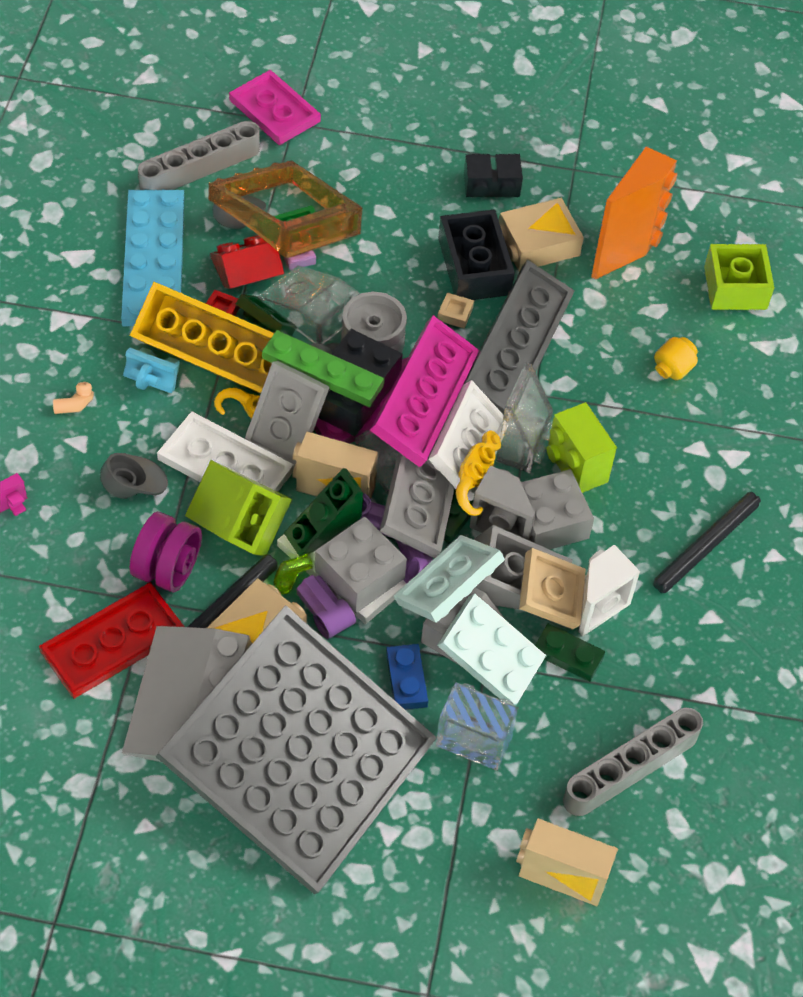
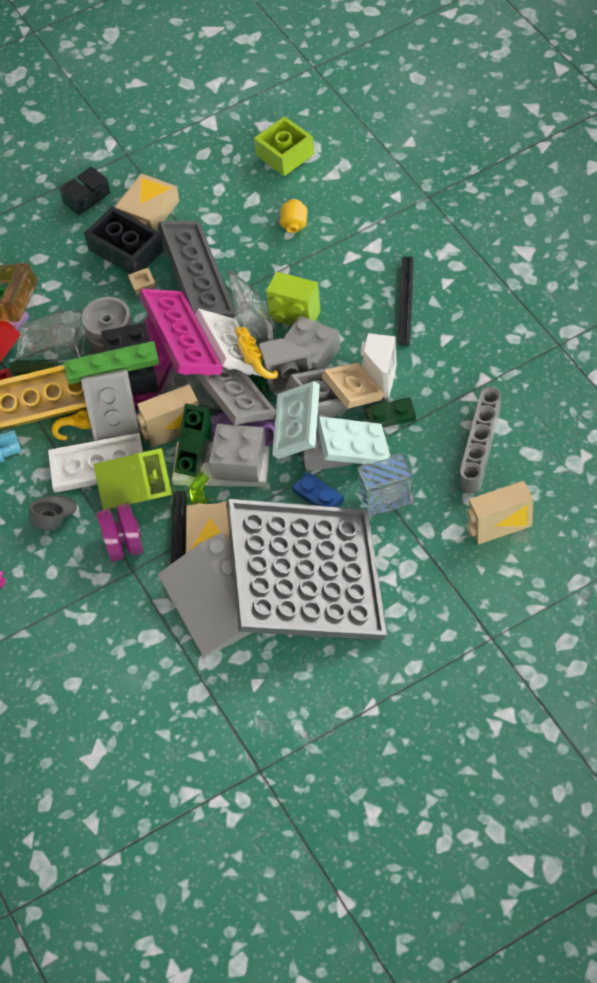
camera: 30 degrees left, 0 degrees up
(108, 640) = (132, 607): red tile -> none
(328, 612) = (247, 490): medium lavender piece -> none
(635, 212) = (199, 146): orange slope -> none

